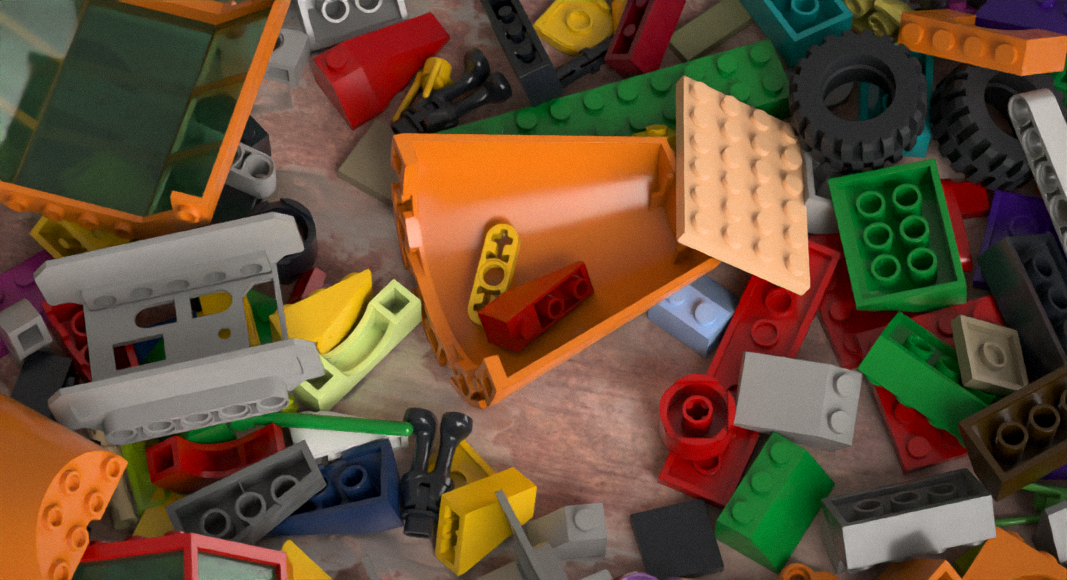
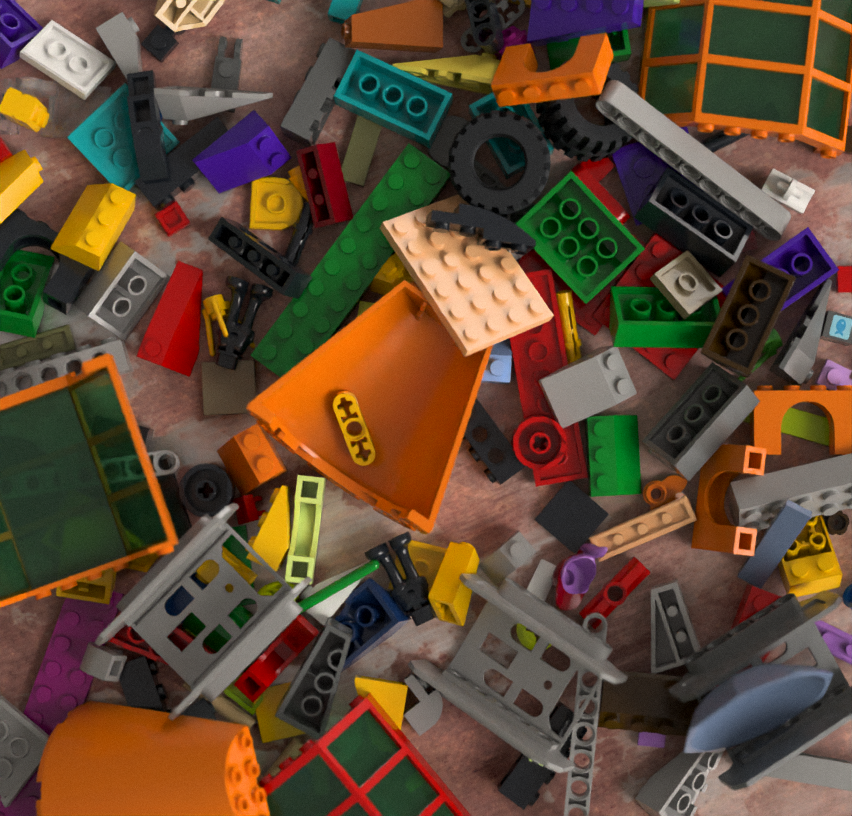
camera: 30 degrees left, 25 degrees up
(357, 234) = (251, 459): none -> orange slope
(533, 307) = (393, 437): red slope -> none
(642, 435) = (495, 439): none -> black brick
(800, 153) = (492, 229): none -> black slope
(823, 323) = (568, 324): none -> yellow pin

